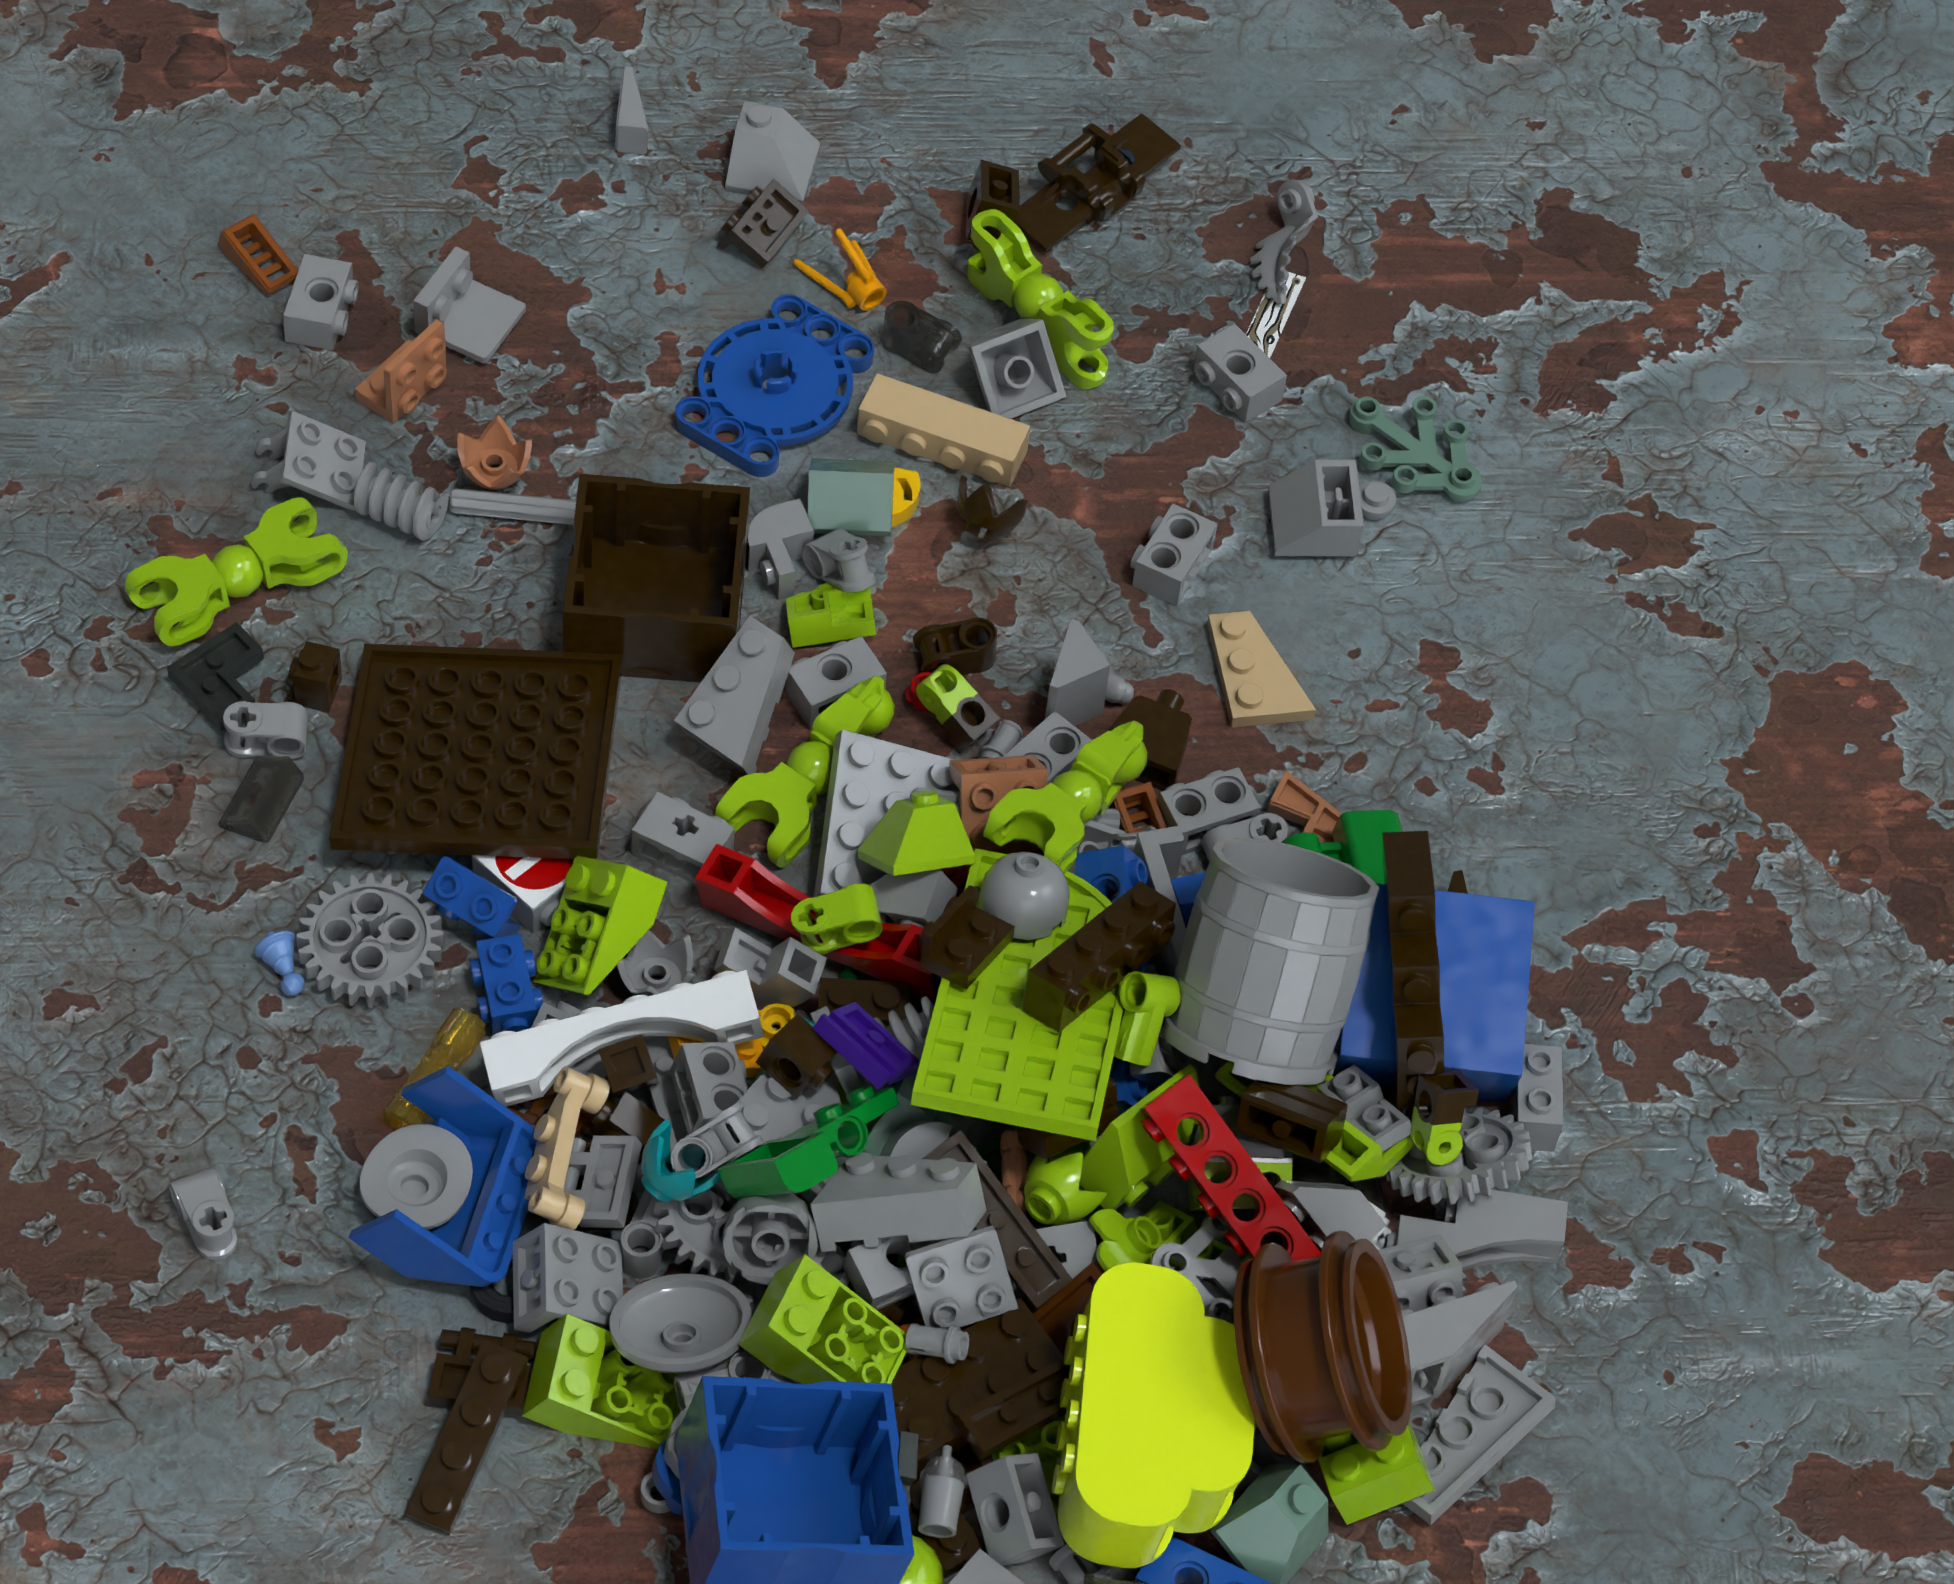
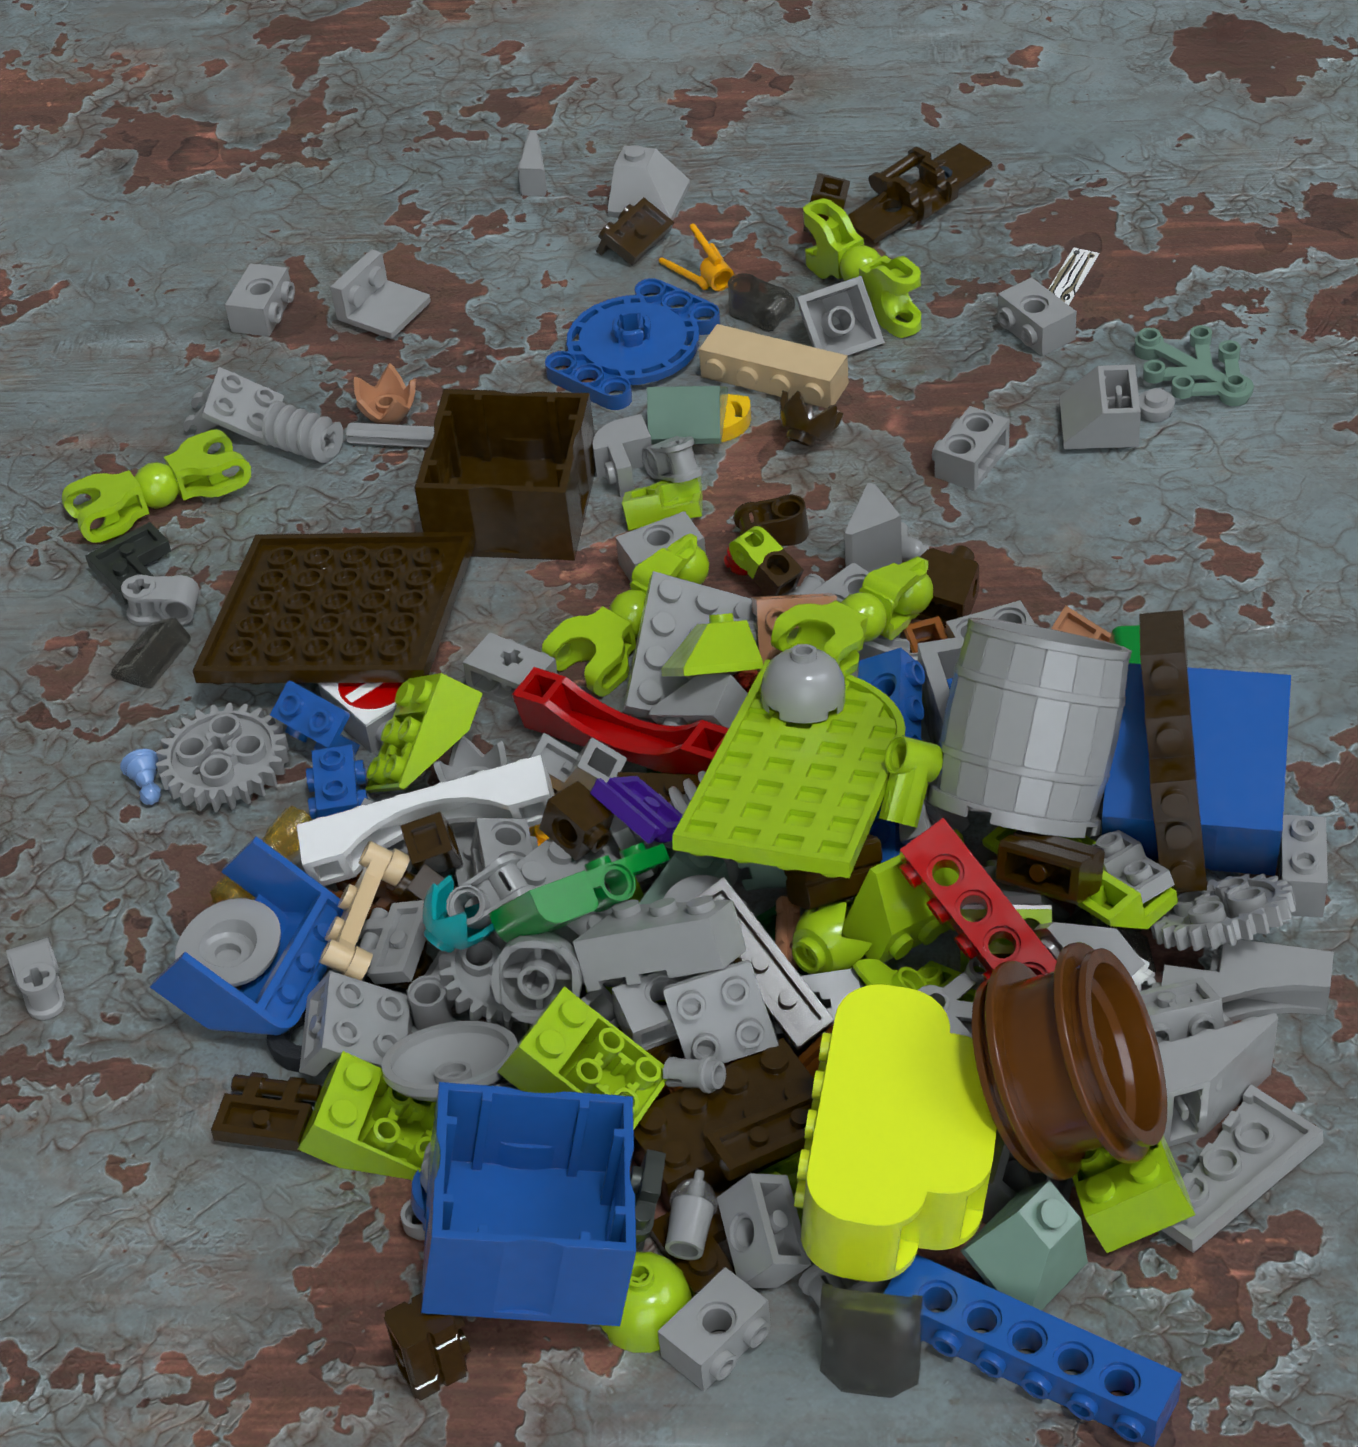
camera: 15 degrees right, 10 degrees down
(252, 229) = (212, 255): dark orange slope -> none
(315, 676) = (210, 558): dark brown brick -> none
(406, 375) = (322, 340): nougat bracket -> none
(466, 1437) = (240, 1167): dark brown plate -> none
(738, 696) = (570, 555): light grey wedge -> none
(841, 920) = (637, 720): lime piece -> none
(963, 940) = (737, 719): dark brown bracket -> none
(1099, 956) = (862, 726): dark brown brick -> none
(1253, 675) = (1041, 538): tan wing -> none
(1298, 214) = (1092, 204): light grey plant -> none
(1440, 1113) = (1198, 863): leg -> none

